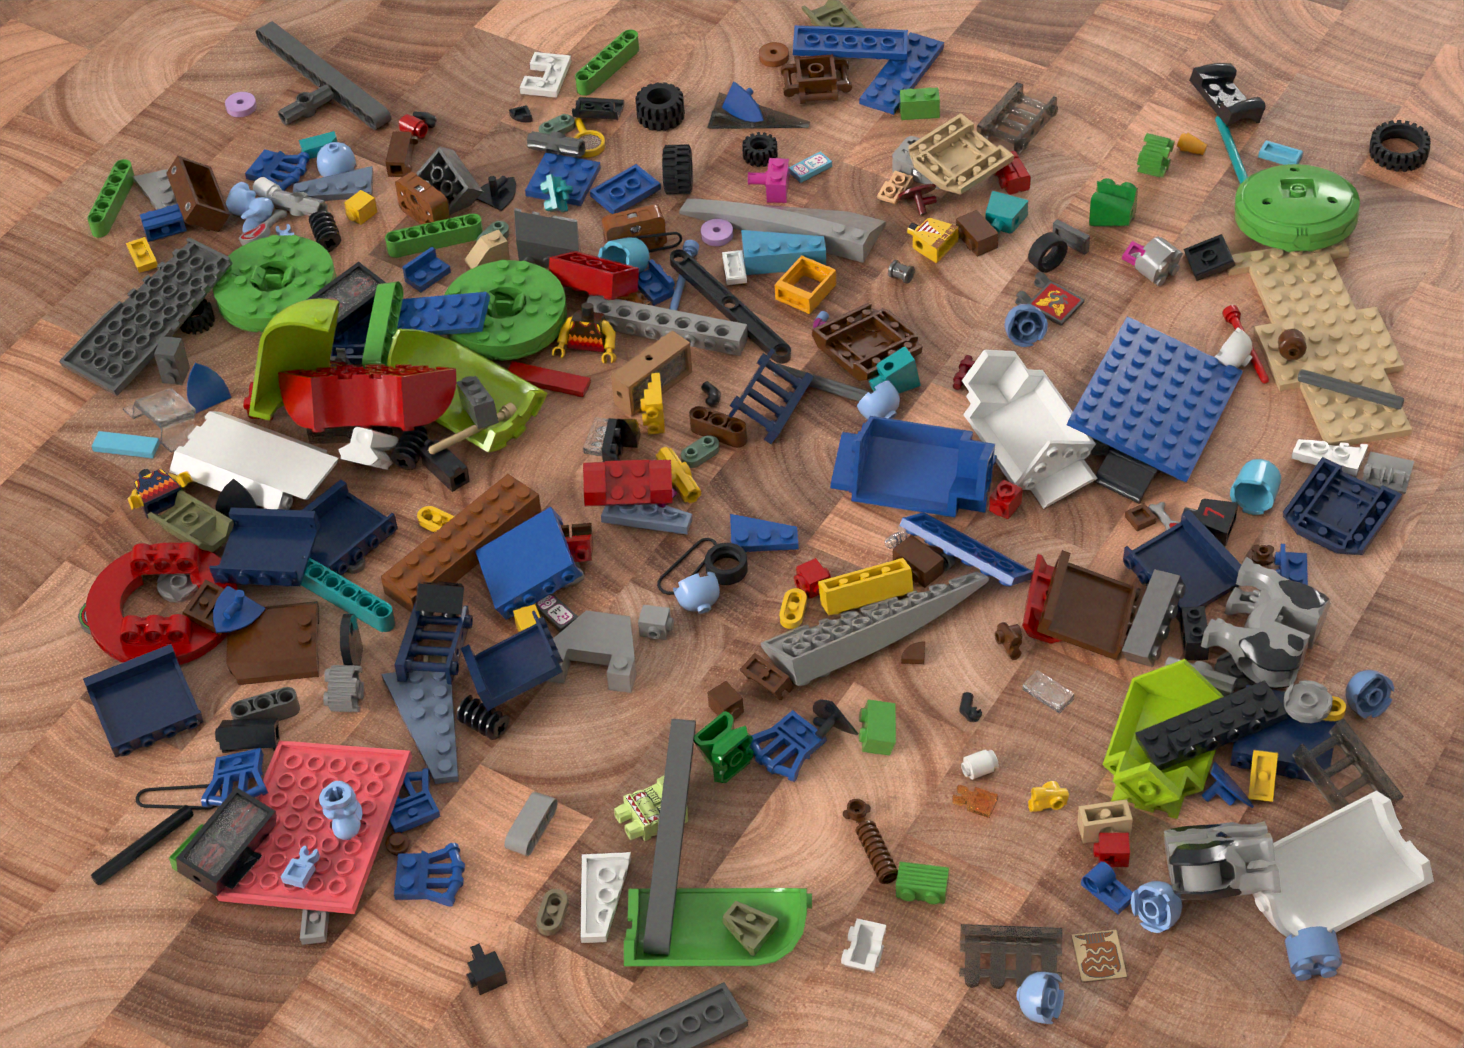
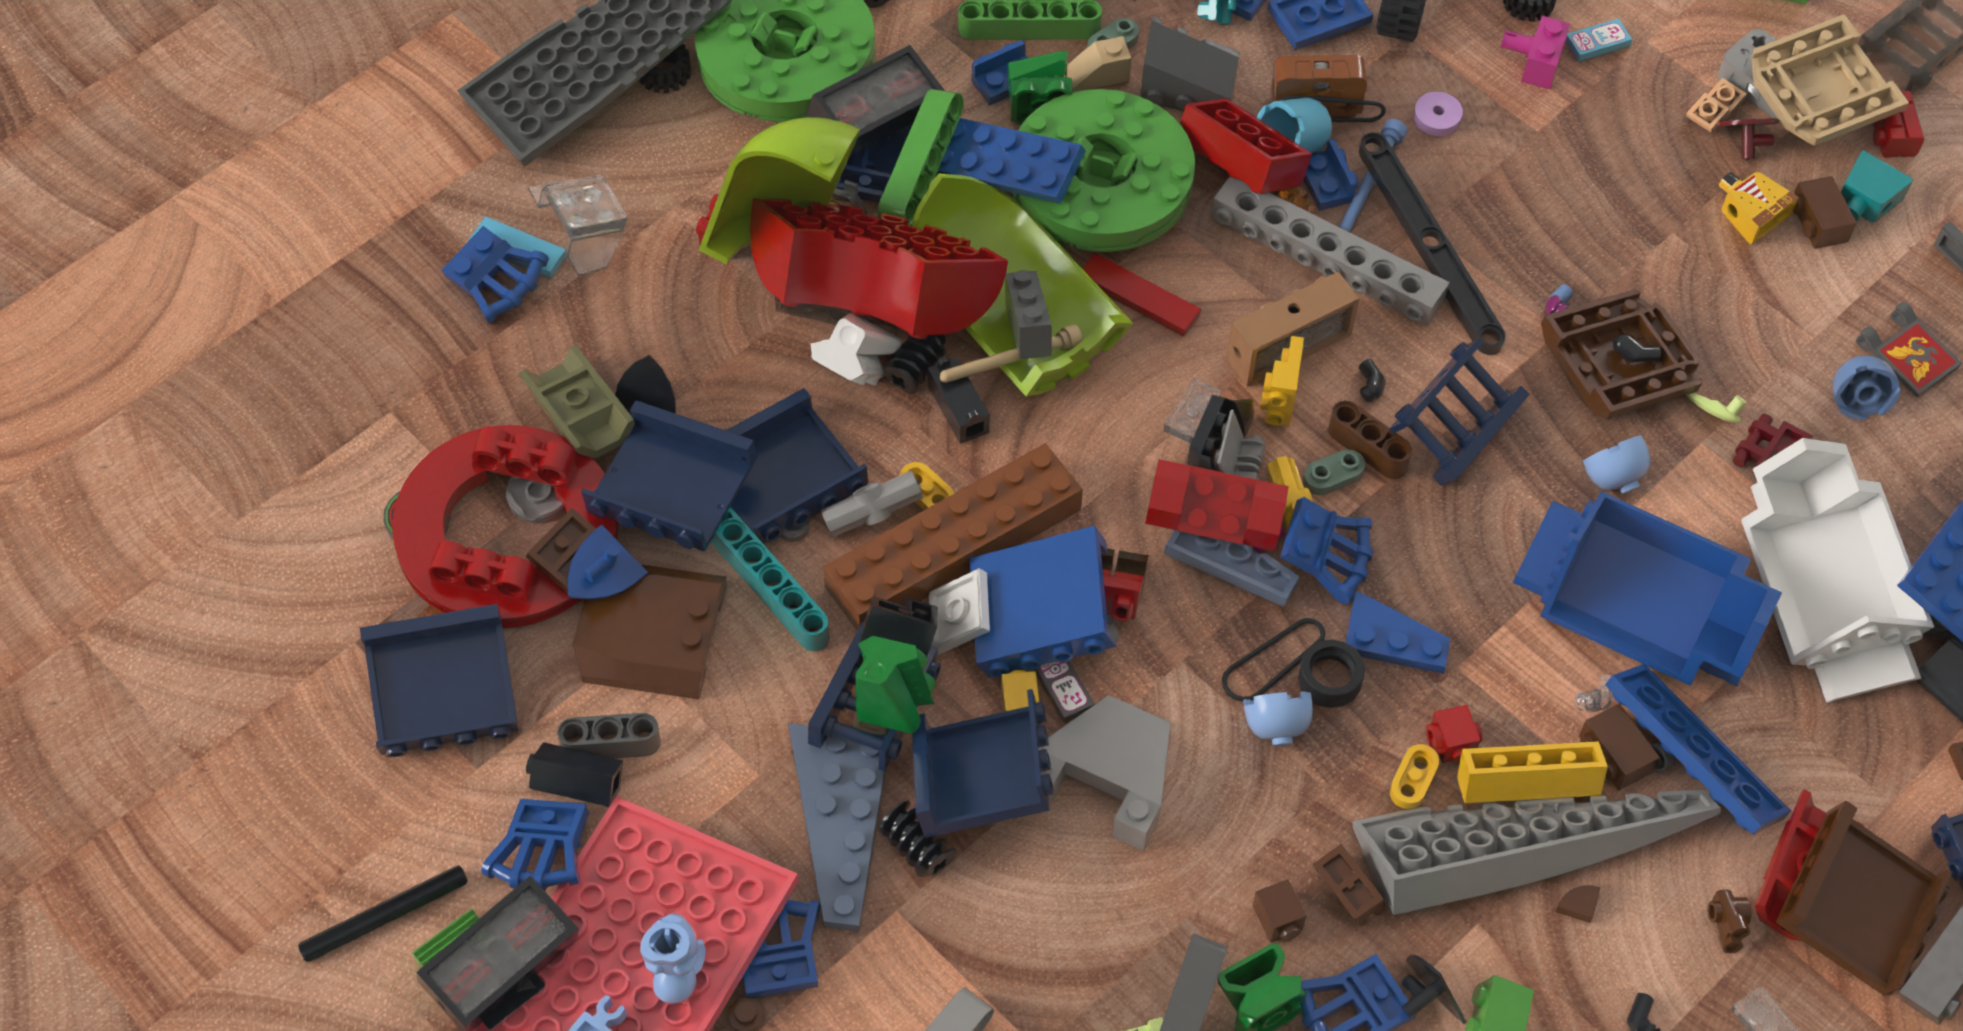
camera: 10 degrees right, 10 degrees up
(103, 456) = (482, 259): none -> blue plate
(157, 490) = (541, 336): torso -> none
(172, 360) = (612, 132): dark grey brick -> none
(173, 788) = (447, 828): black piece -> none
(205, 388) = (649, 188): blue shield -> none
(258, 458) = (691, 322): white panel -> none
(343, 688) = (727, 738): light grey brick -> none
(350, 640) = (752, 674): black tile -> none
(403, 535) = (872, 503): none -> light grey piece
(443, 626) = (892, 684): none -> green piece
(448, 267) = (1036, 82): none -> green piece
(478, 582) = (961, 610): none -> white tile
(587, 332) = (1214, 236): torso -> none
(633, 450) = (1239, 454): none -> light grey hinge
(655, 622) = (1205, 746): light grey brick -> none
(693, 489) = (1309, 545): none -> blue plate
(734, 267) = (1451, 179): white plate -> none
(779, 251) = (1526, 172): dark azure wedge -> none
(798, 298) = (1532, 252): light orange window -> none
(829, 385) = (1549, 411): dark grey axle -> none
(844, 232) = (1588, 145): light grey wedge -> none
(875, 338) = (1634, 351): none -> black arm
(894, 271) = (1691, 239): dark grey bush -> none
(899, 370) = (1657, 417): teal torso -> none
(934, 359) = (1719, 410): none -> yellowish green bar
(1005, 499) = (1773, 678): red brick -> none
(1041, 247) = (1924, 273): black tyre -> none

